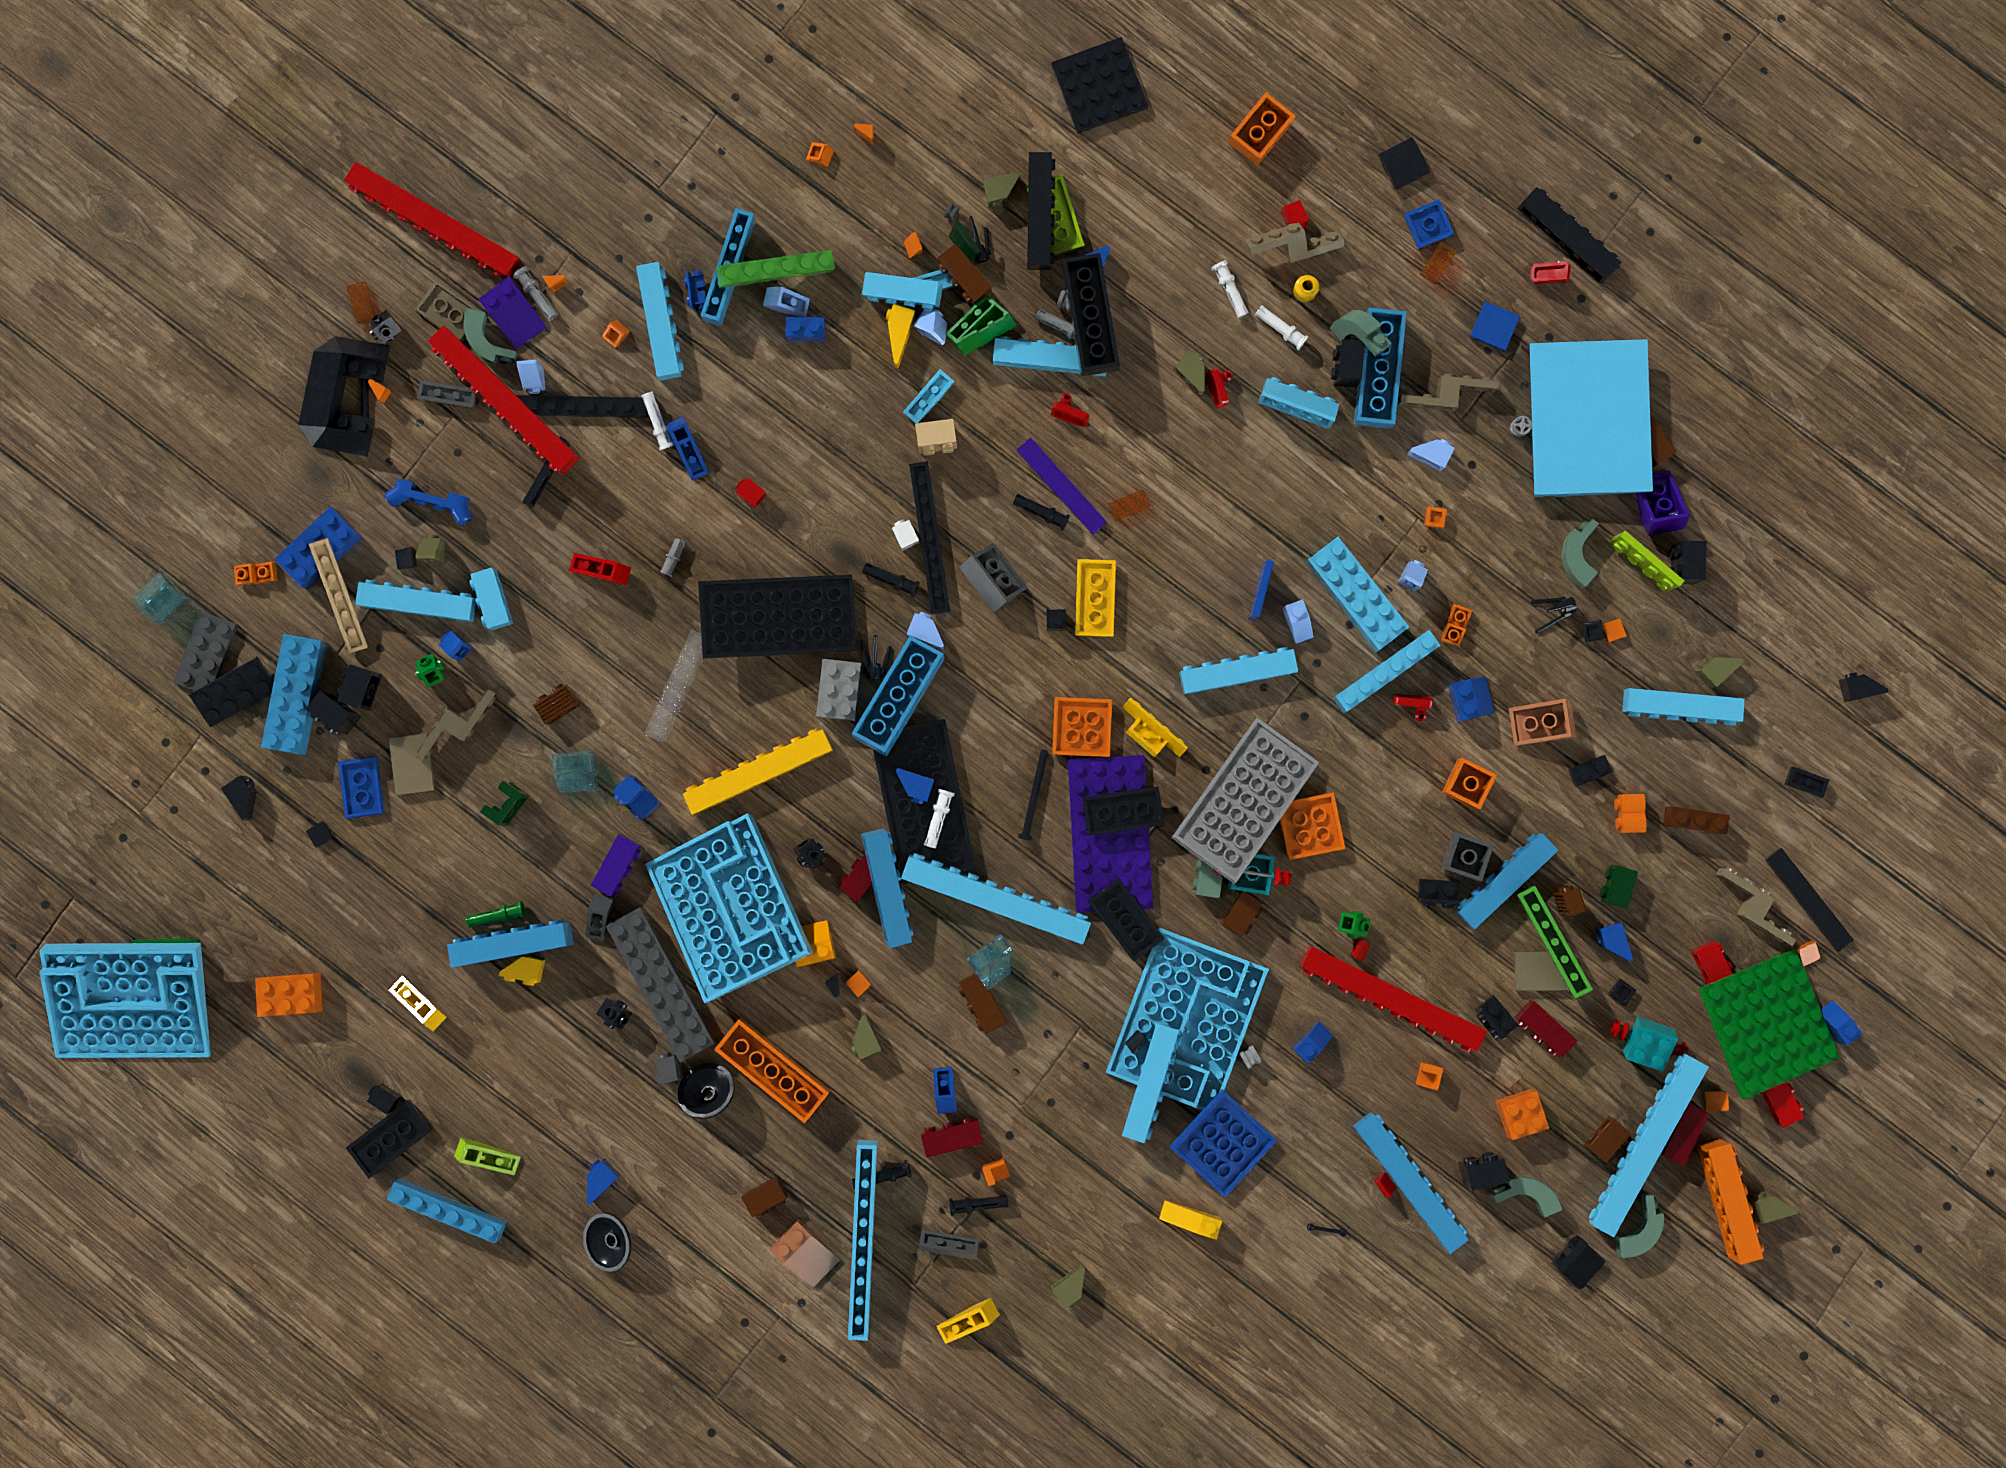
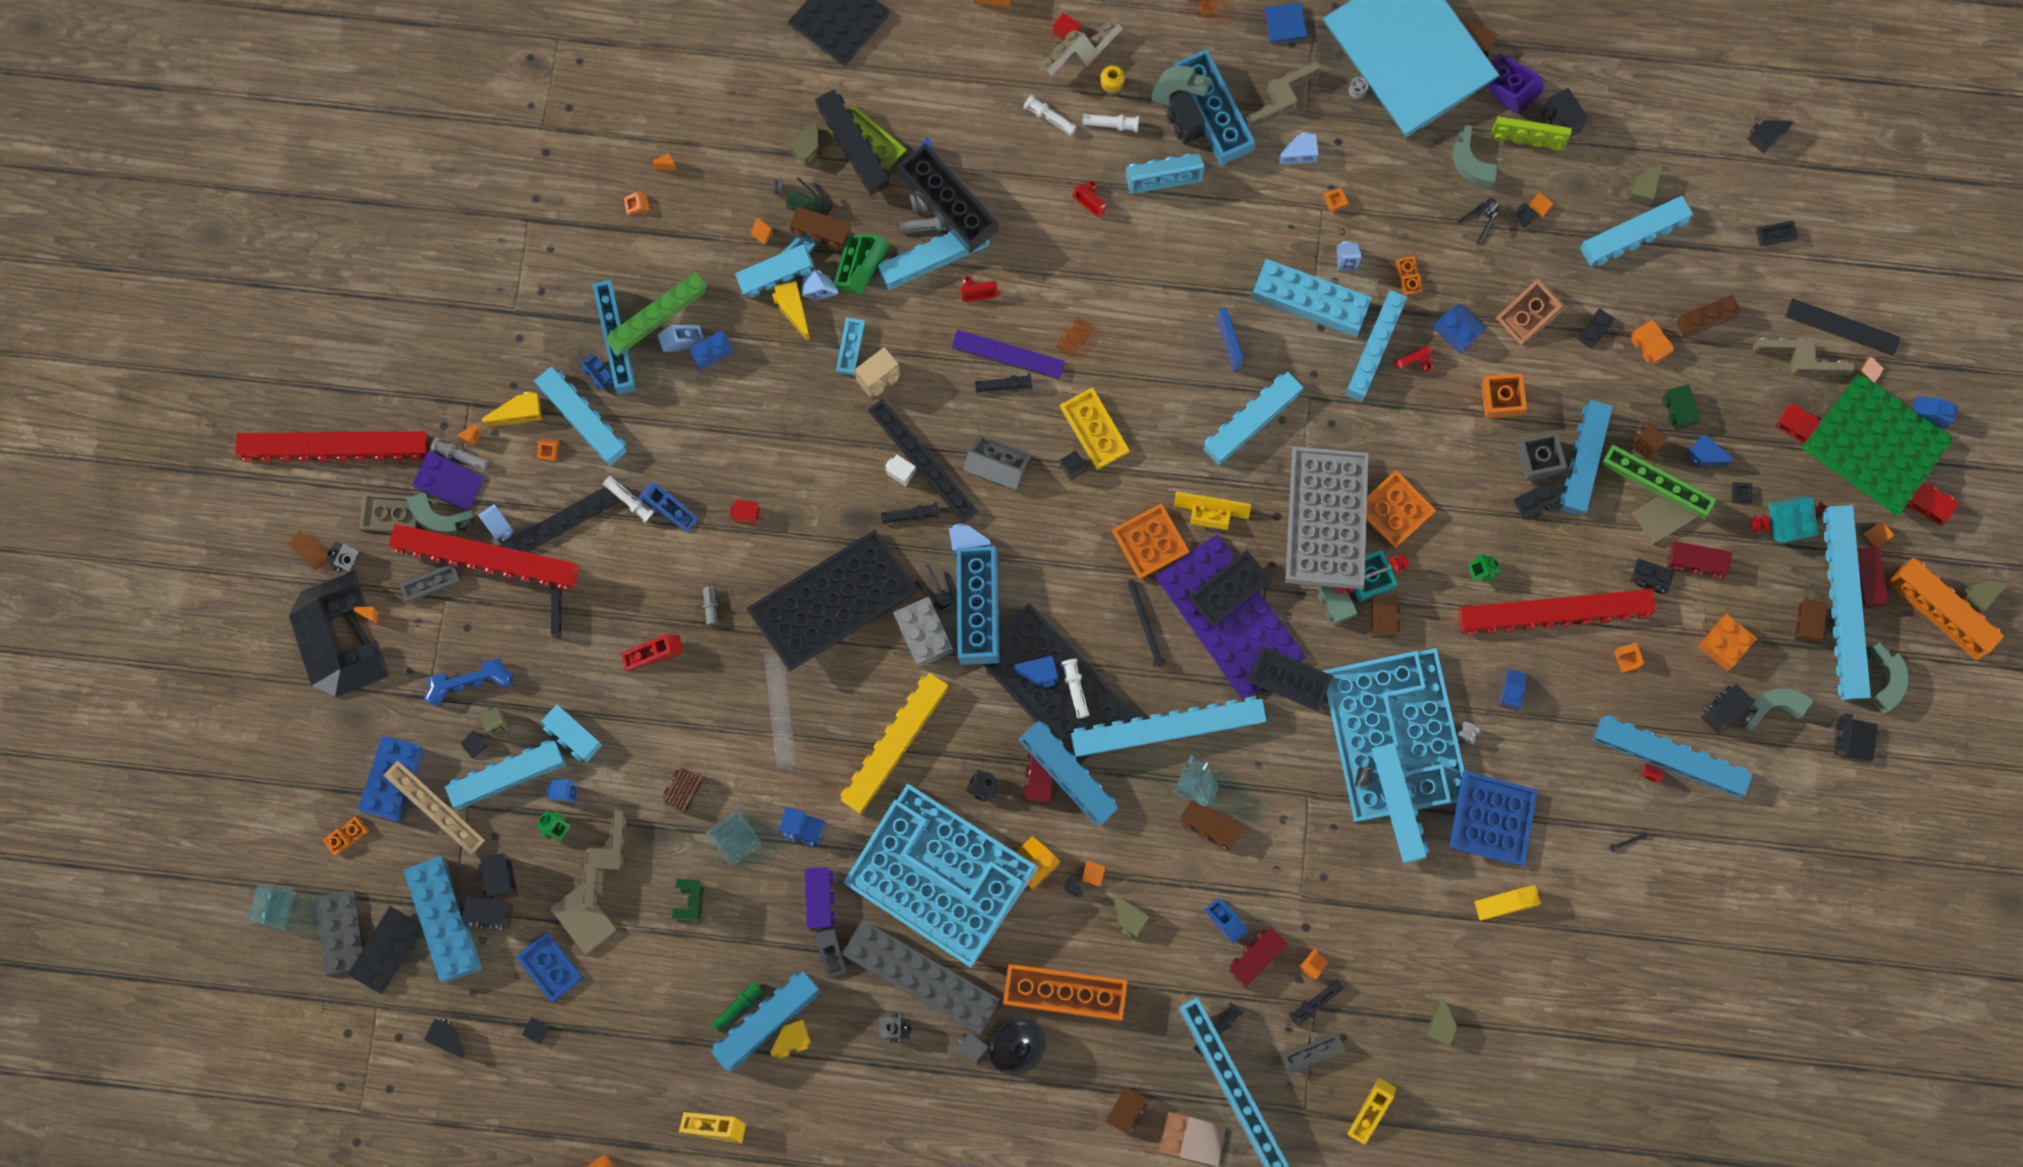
camera: 30 degrees left, 10 degrees down
(608, 283) = (517, 410): none -> yellow slope
(1191, 370) = (1060, 199): olive slope -> none
(1298, 621) = (1276, 347): light blue slope -> none
(1360, 949) = (1502, 587): red slope -> none

